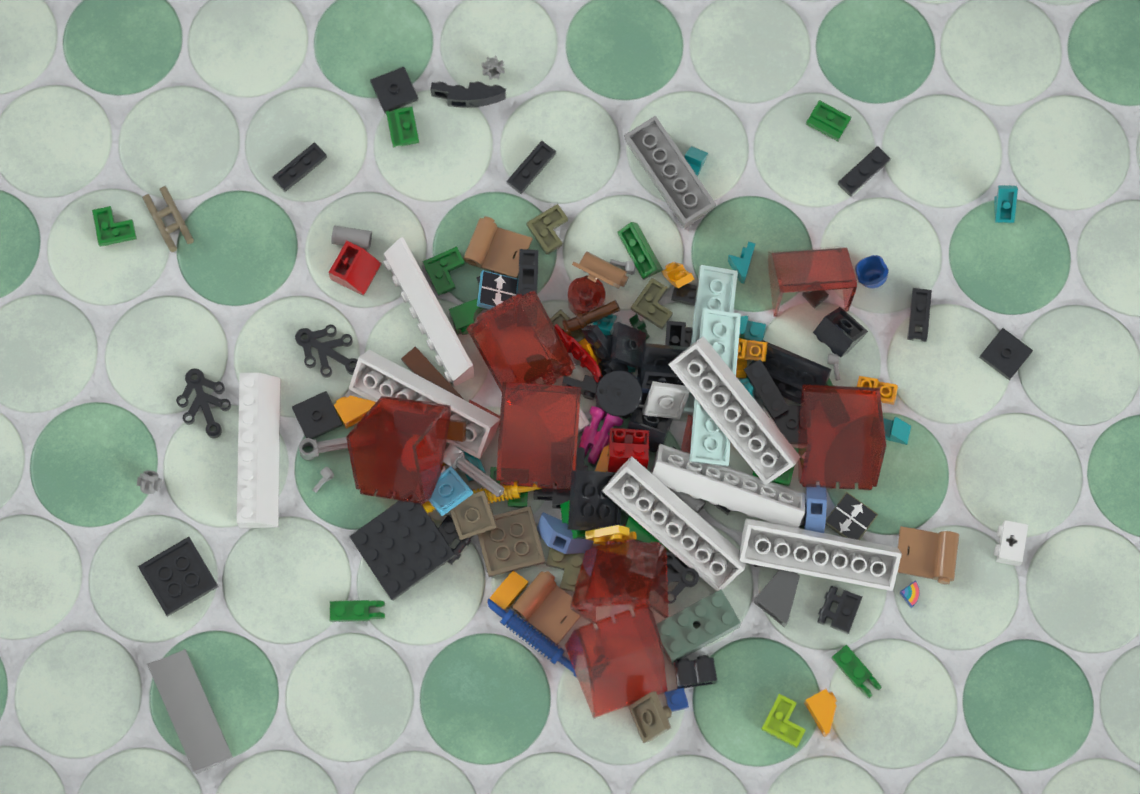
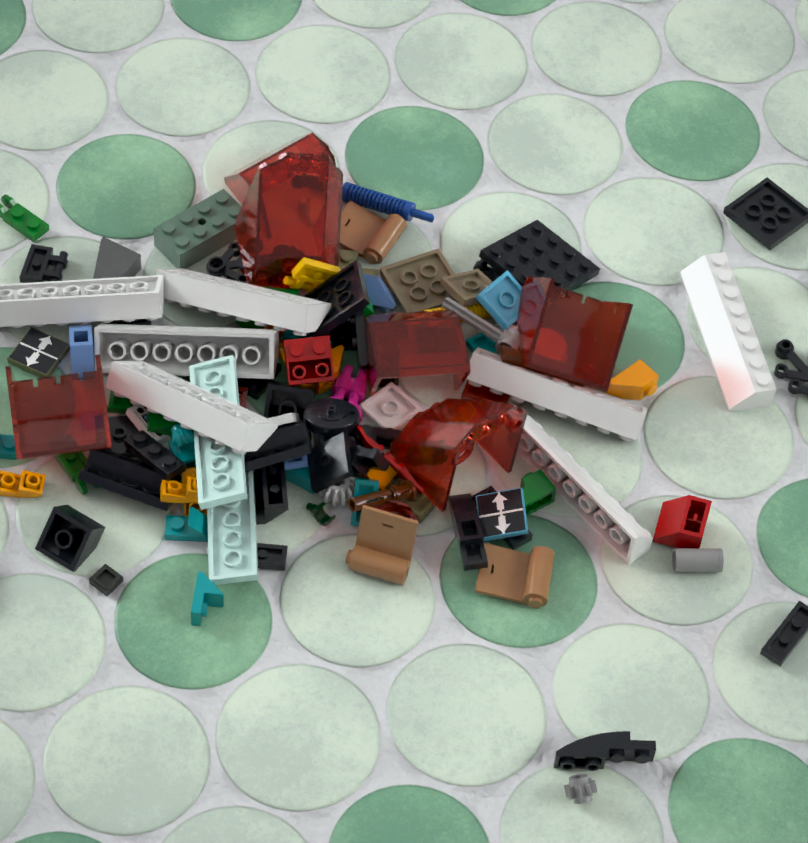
camera: 165 degrees right, 20 degrees down
(190, 711) = (713, 109): light grey arch -> none
(317, 416) = (677, 376): black plate -> none
(321, 447) = (669, 341): light grey axle -> none
(324, 348) = (687, 440): black plant -> none
(327, 475) = (644, 322): light grey hand -> none
(354, 610) = (571, 209): green hinge -> none
(394, 89) = (702, 749): black plate -> none
(402, 127) = (676, 700): green plate -> none
(422, 367) = (565, 435): reddish brown tile -> none
(439, 268) = (579, 541): green plate -> none
(508, 590) = (413, 238): light orange slope -> none
(531, 167) = (497, 675): black plate -> none
(543, 228) = (463, 607): olive plate -> none
(629, 265) = (346, 579): light grey hand -> none
(639, 250) = (336, 601): green slope -> none
(648, 306) = (314, 537): olive plate -> none
(650, 716) = (236, 146): dark tan tile -> none
(669, 171) = (317, 687): light grey arch -> none
(676, 699) = (212, 174): blue plate -> none
(677, 275) = (284, 568): light orange slope -> none
(695, 672) = (192, 191): black brick -> none
(696, 159) = (287, 711): teal slope -> none
(778, 722) = (99, 165): lime plate -> none
(811, 271) = (114, 568): clear red windscreen -> none
(822, 710) = (55, 178): light orange slope -> none
(828, 120) = (111, 790): green plate -> none
(834, 359) = (78, 506): light grey hand -> none
(864, 171) = (56, 736): black plate -> none
(872, 271) = (35, 600): blue helmet -> none

